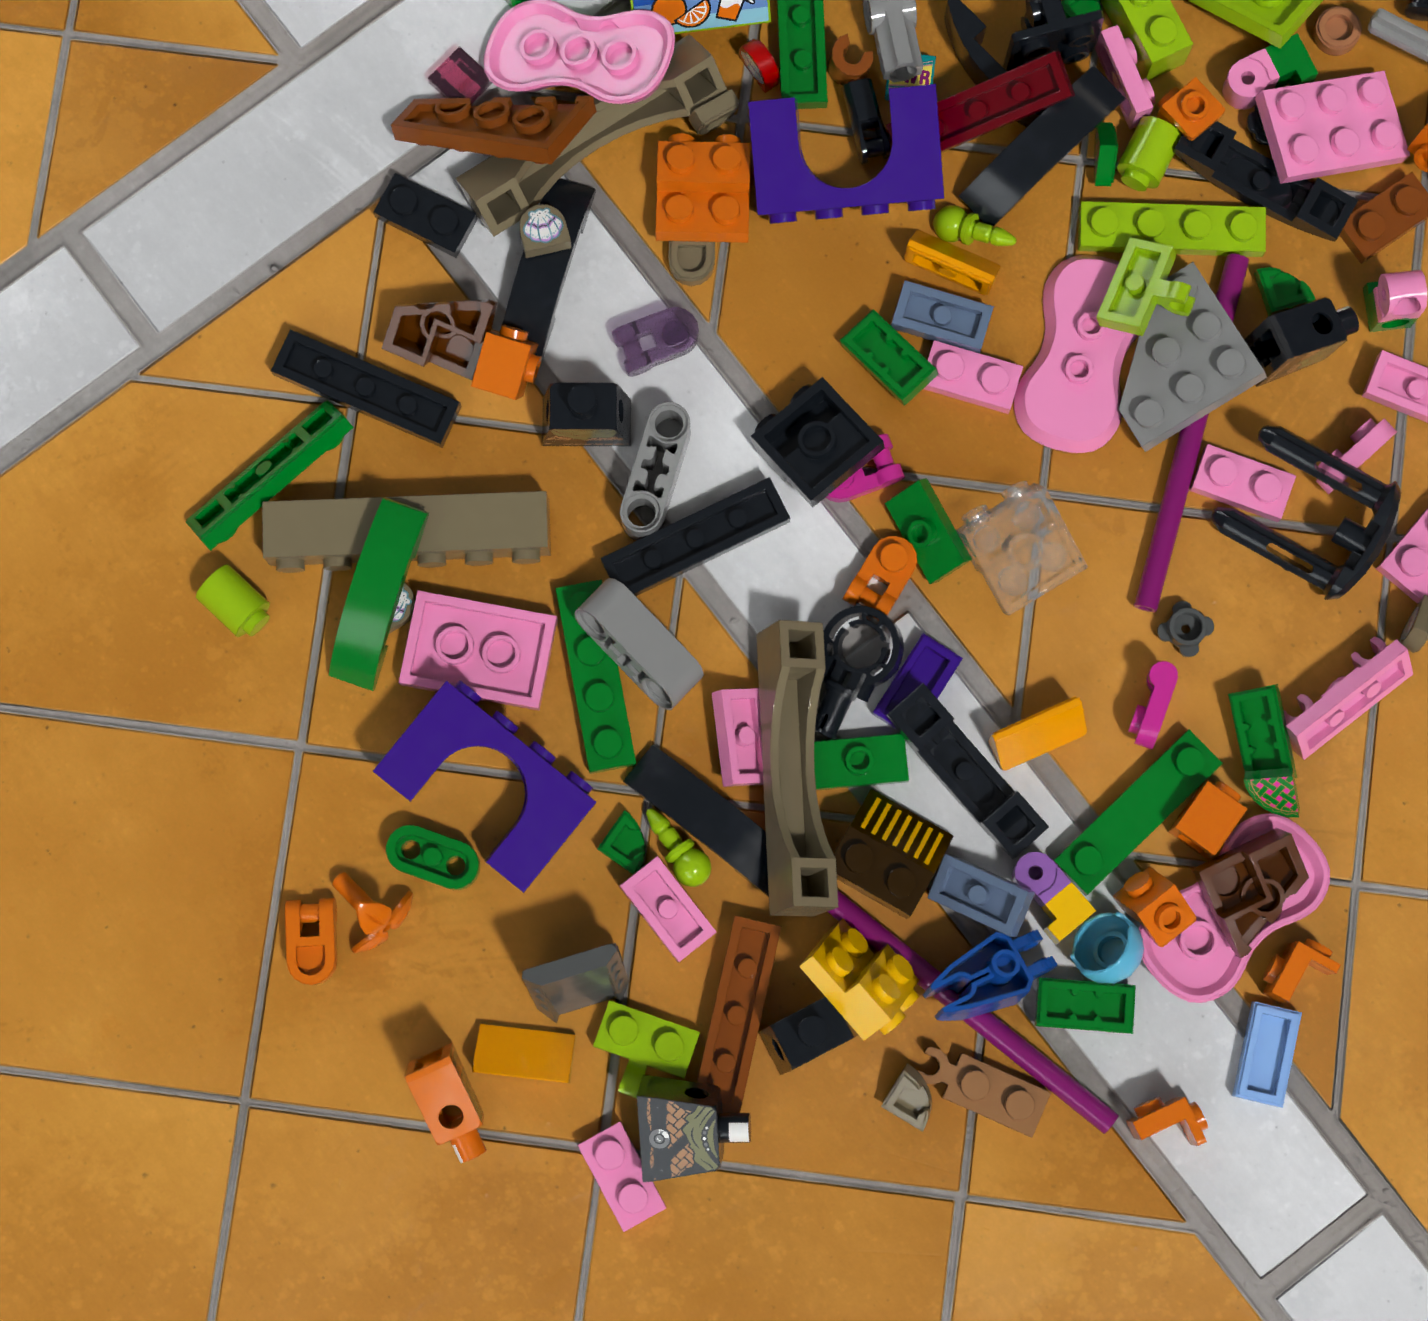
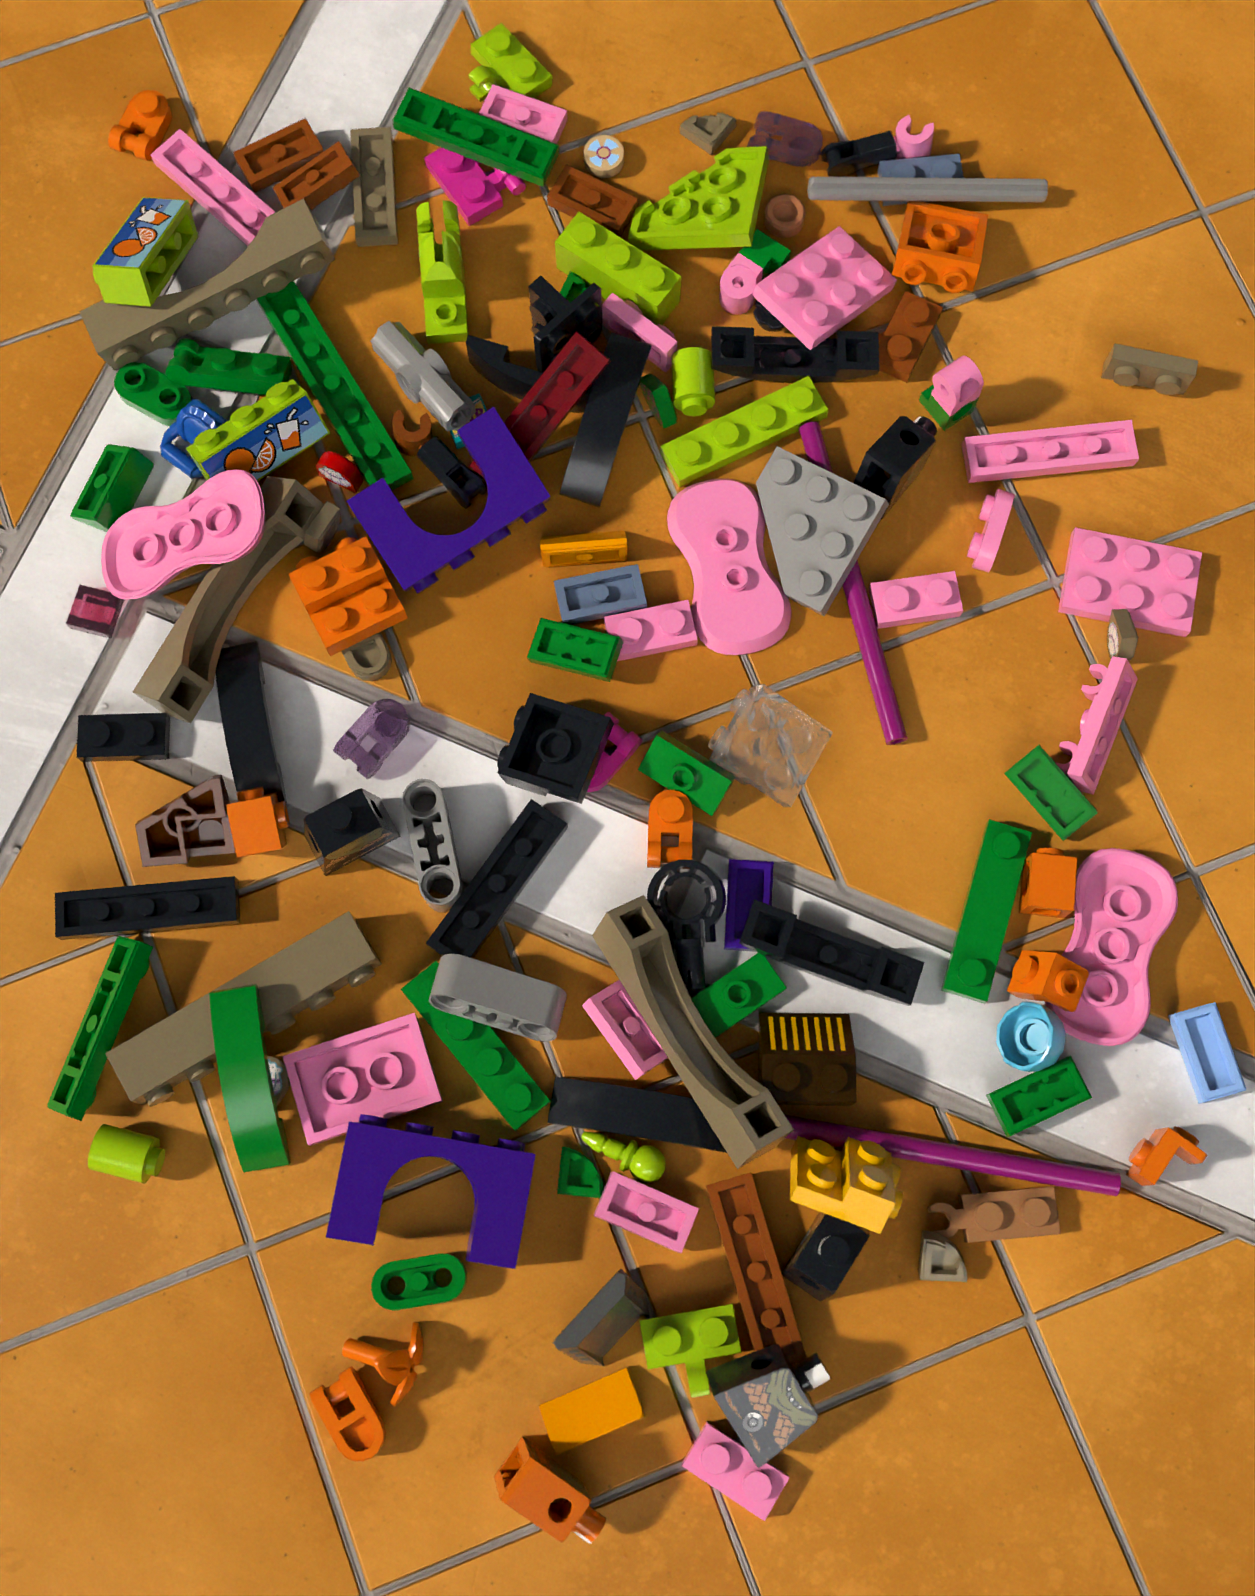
camera: 30 degrees left, 5 degrees down
(496, 126) = (143, 631): dark orange wing -> none
(543, 231) = (230, 696): tile -> none
(954, 224) = (569, 516): lime bar -> none
(981, 895) = (902, 1051): sand blue plate -> none
(990, 976) = (953, 1111): blue hinge -> none
(1038, 733) = (870, 890): light orange slope -> none
(1053, 894) = (959, 1015): leg -> none
(1140, 285) = (747, 485): lime plate -> none
(1149, 719) = (954, 829): dark pink plate -> none
(1185, 615) = (947, 730): dark grey plate -> none
(1190, 109) = (707, 327): orange bracket -> none
(1251, 885) = (1117, 919): reddish brown slope -> none
(1274, 790) = (1087, 831): green tile -> none
(1281, 290) = (857, 434): green tile -> none
(1286, 971) = (1184, 973): orange bracket -> none
(1361, 541) = (1041, 594): black piece -> none

